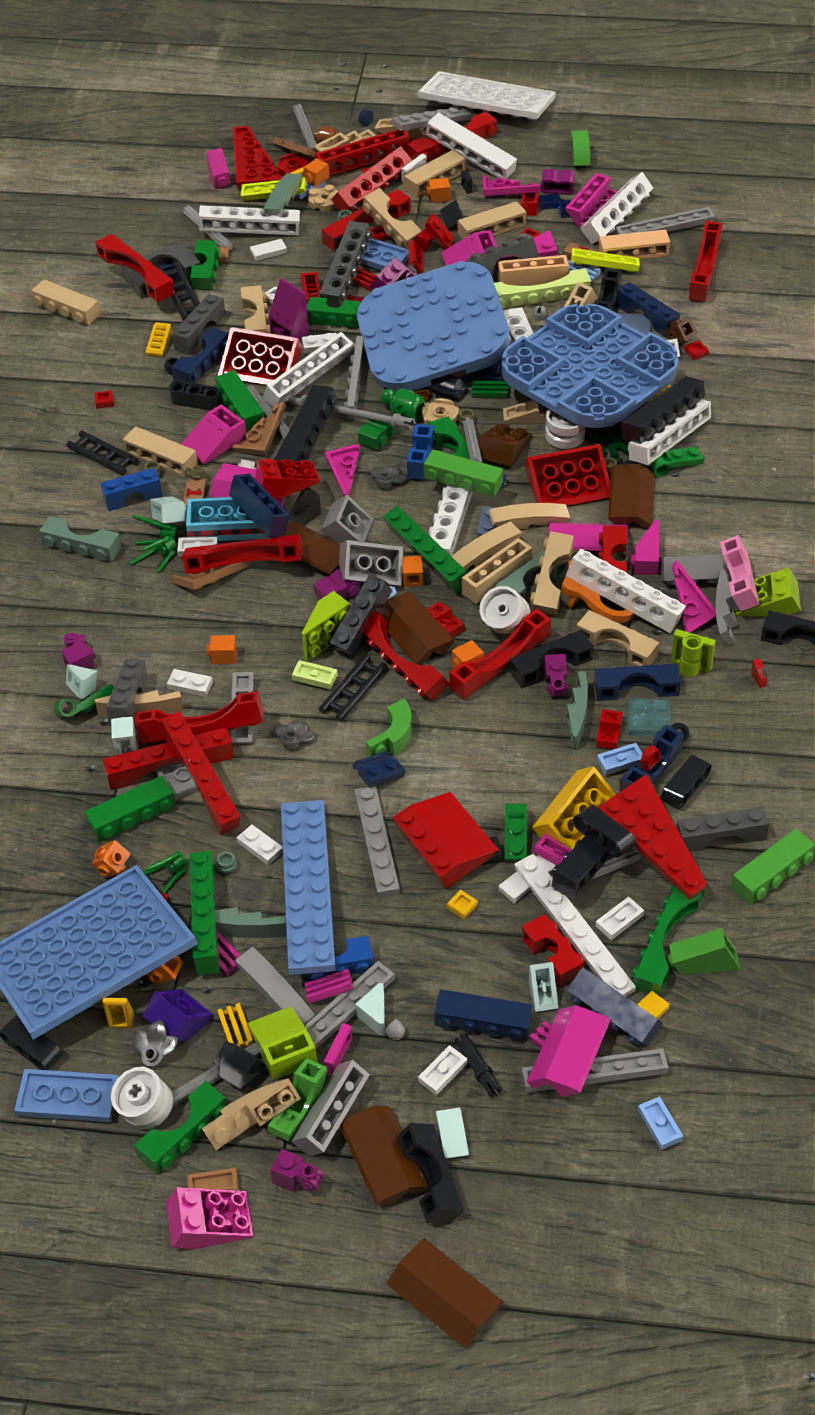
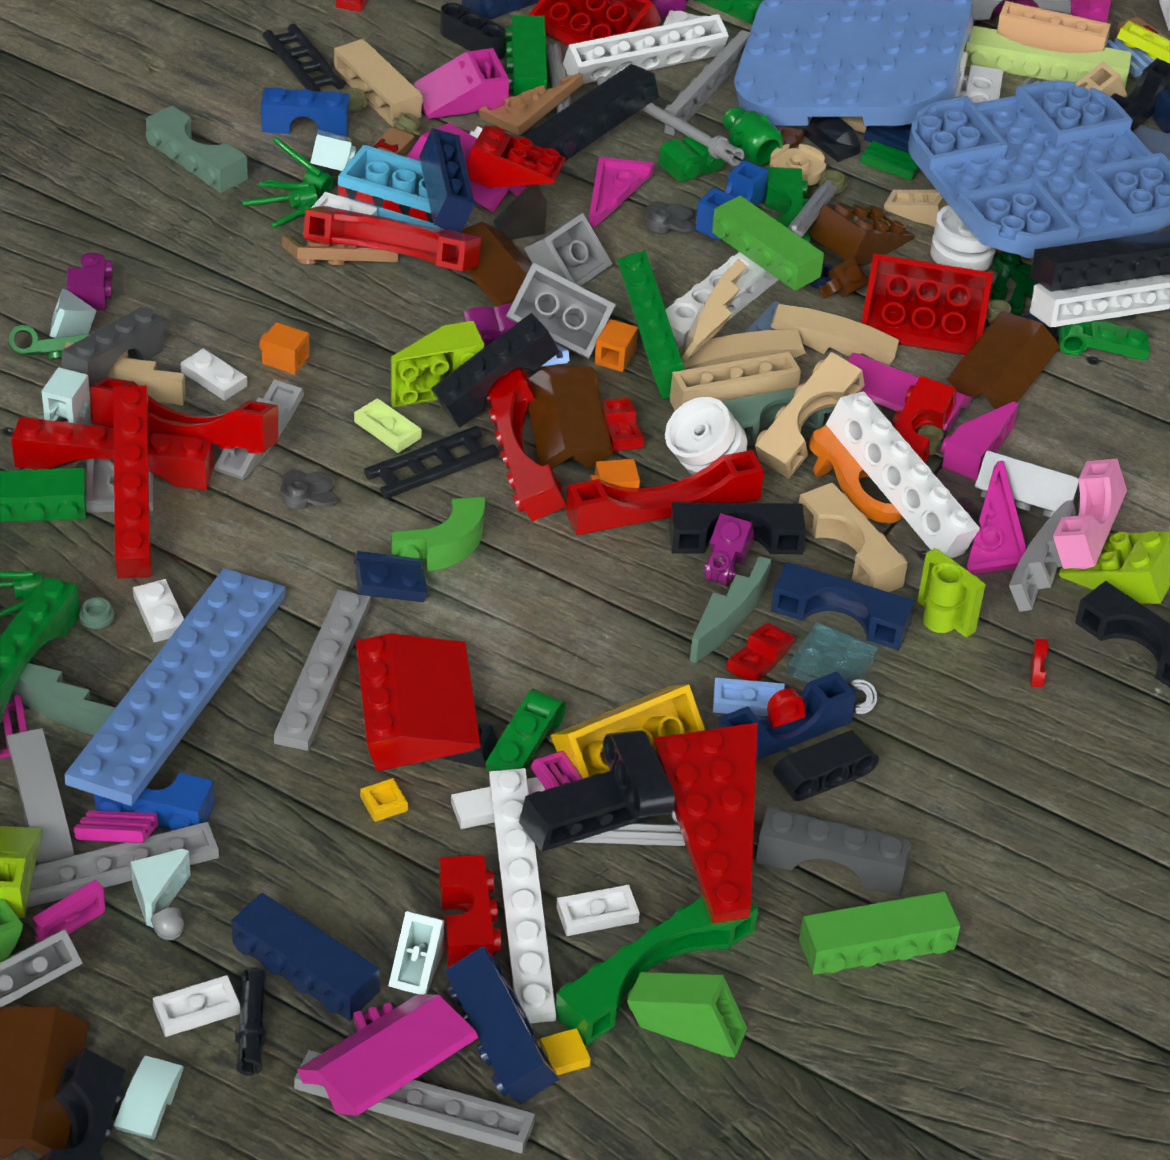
camera: 20 degrees right, 5 degrees down
(459, 529) = (714, 311): none -> tan slope
(513, 476) = (844, 278): none -> reddish brown plate

